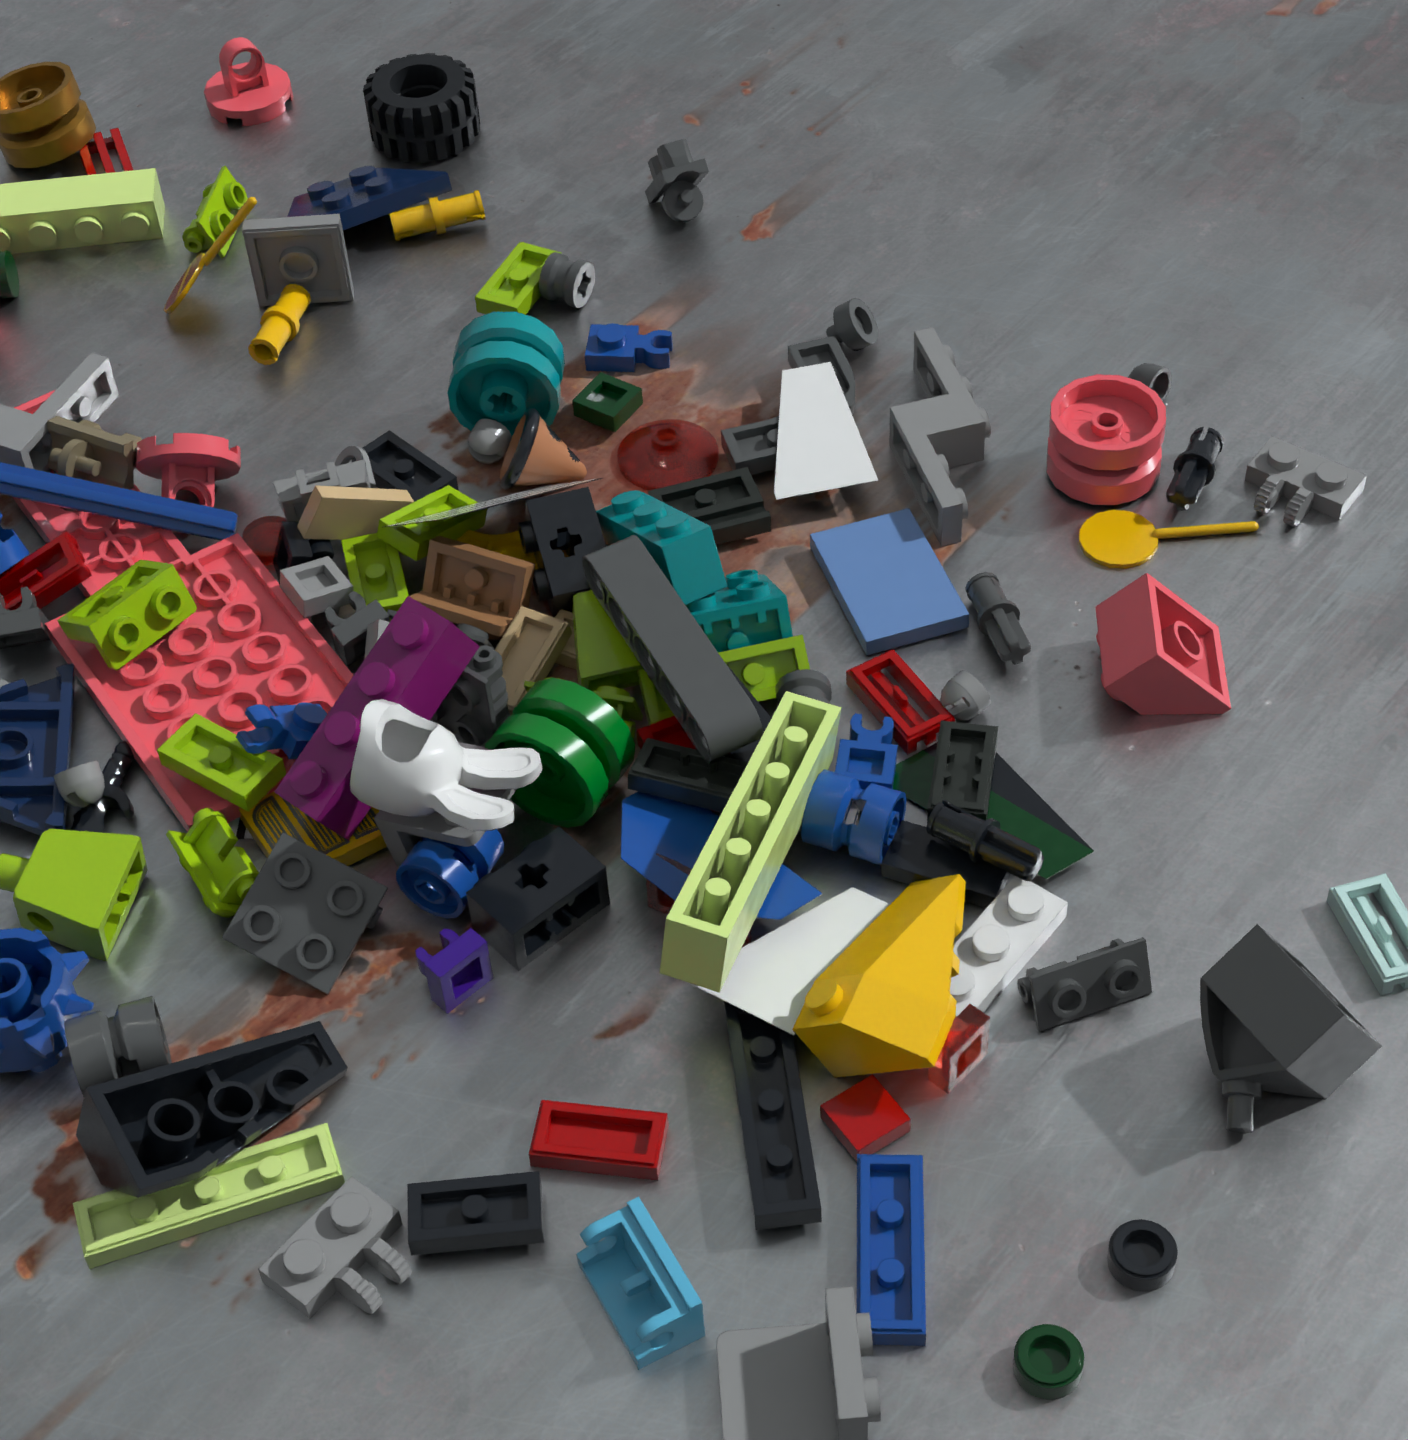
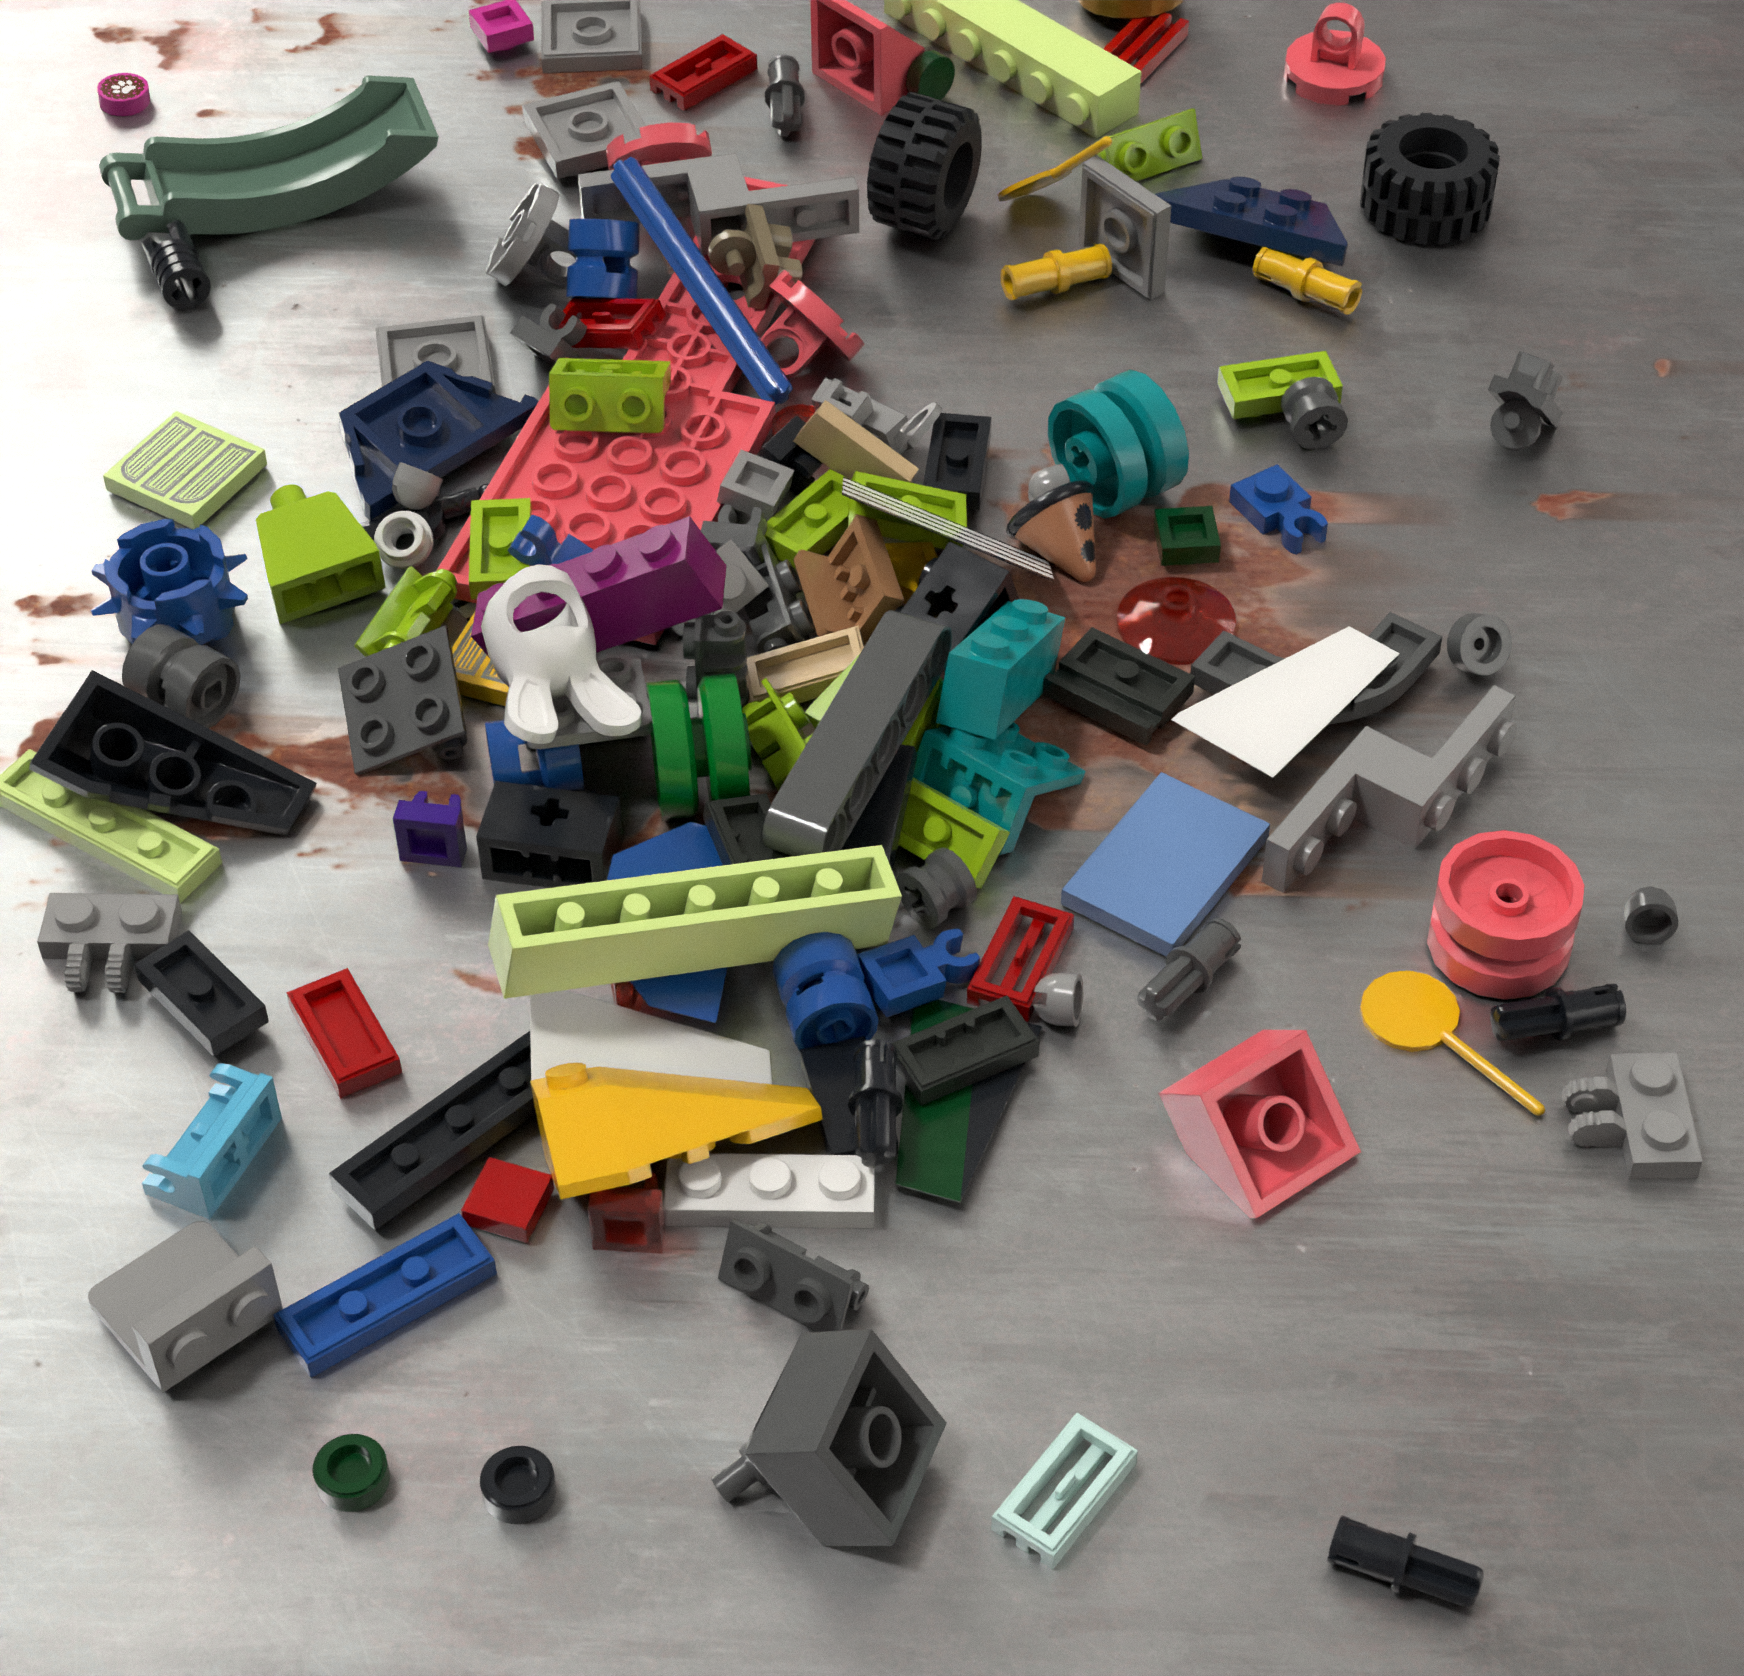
camera: 50 degrees right, 0 degrees up
(117, 314) = (924, 165): none -> black tyre
(120, 810) = (392, 528): none -> white plate

